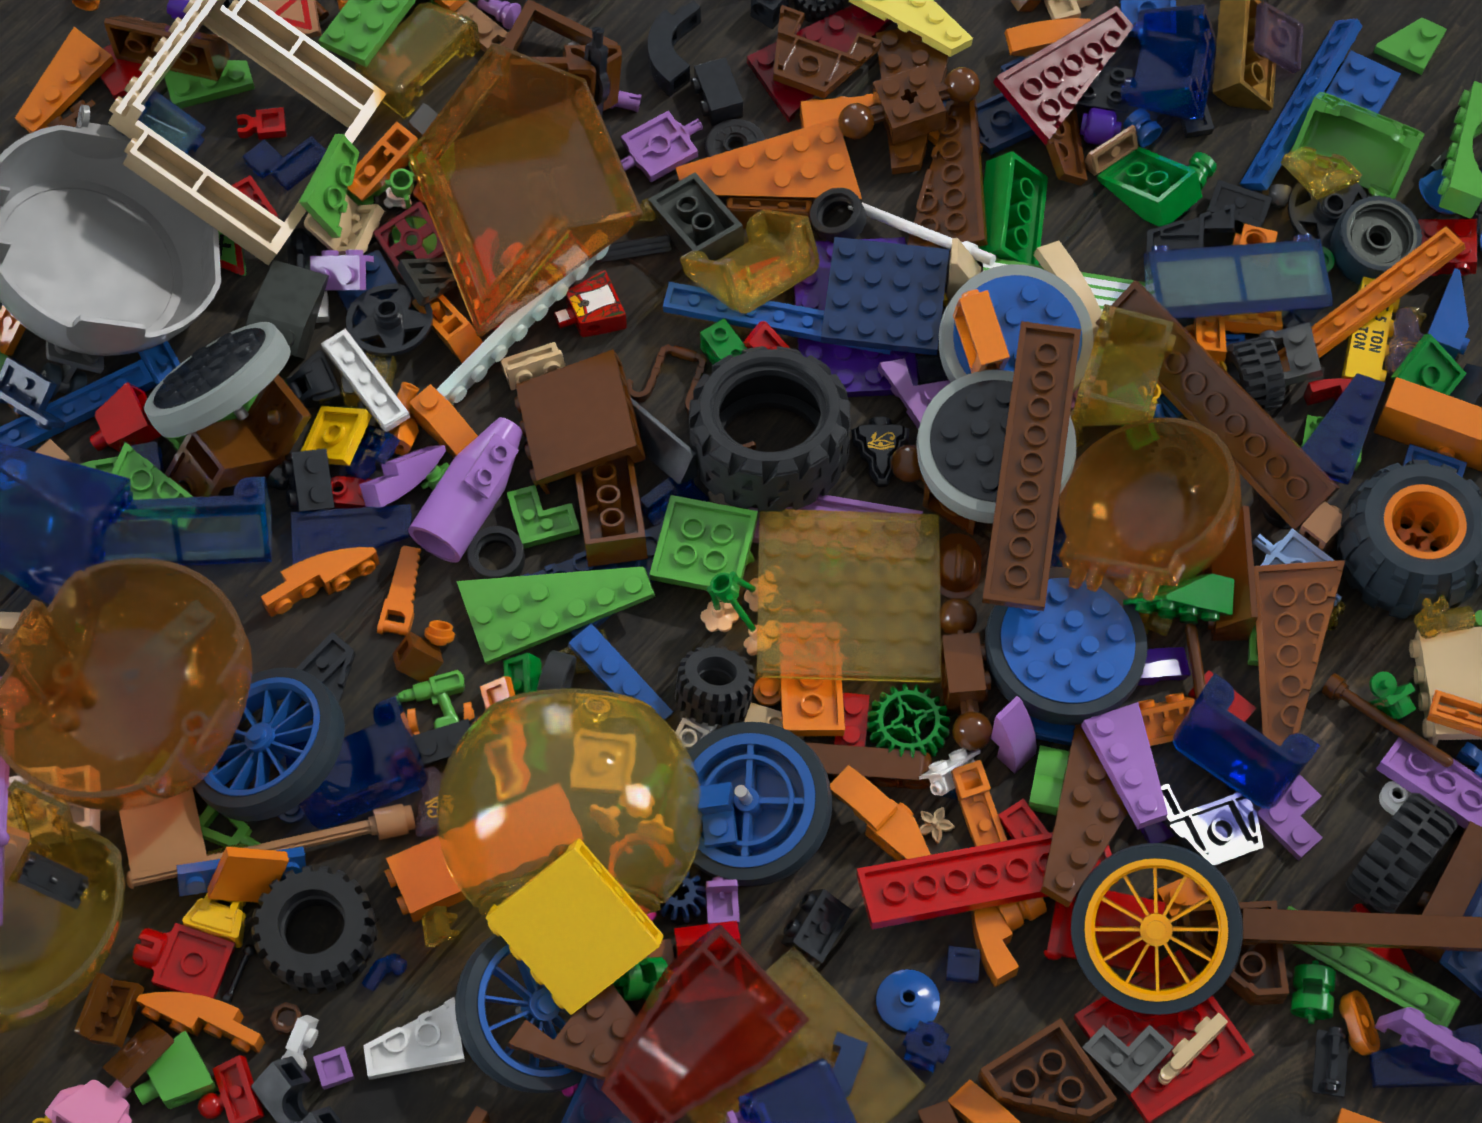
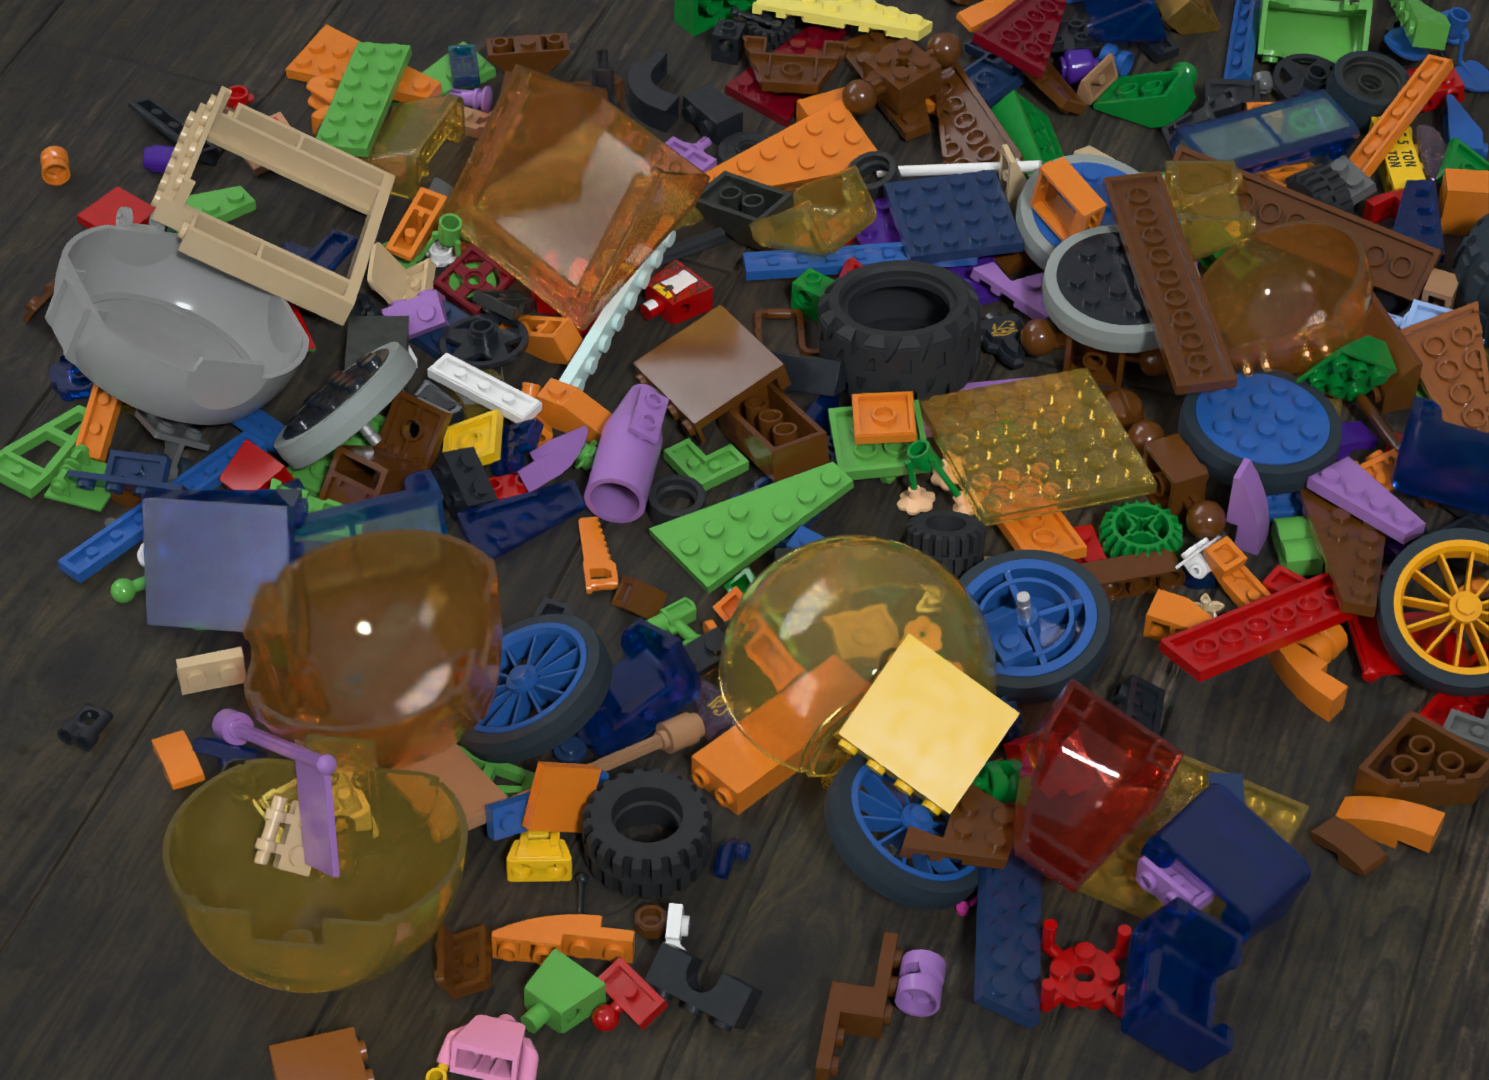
camera: 20 degrees left, 20 degrees down
(53, 879) = (369, 841): black hinge -> none
(64, 80) = (64, 220): orange wing -> none
(137, 38) = (136, 180): reddish brown slope -> none
(138, 1054) = (515, 981): reddish brown plate -> none
(184, 959) = (518, 894): red plate -> none
(267, 124) = (281, 227): red plate -> none
(328, 186) = (380, 243): bright green wing -> none
(330, 569) = (524, 547): orange slope -> none
(333, 1068) = (719, 948): medium lavender plate -> none
(417, 1046) = (797, 907): white wing -> none
(437, 927) = (767, 805): clear yellow tile -> none
(439, 632) = (651, 574): orange plate -> none
(532, 364) = (633, 349): tan bracket -> none
(712, 528) = (884, 417): none -> orange plate
(722, 900) = (1034, 706): medium lavender bracket -> none
(767, 691) = (995, 544): orange plate -> none
(863, 797) = (1138, 592): orange slope -> none
(902, 1014) = (1253, 752): blue dish -> none
(924, 1056) = (1294, 774): clear blue brick -> none
(930, 369) = (1018, 267): black plate -> none
(963, 964) = (1291, 706): clear blue plate -> none
(1320, 173) = (1296, 53): clear yellow plate -> none

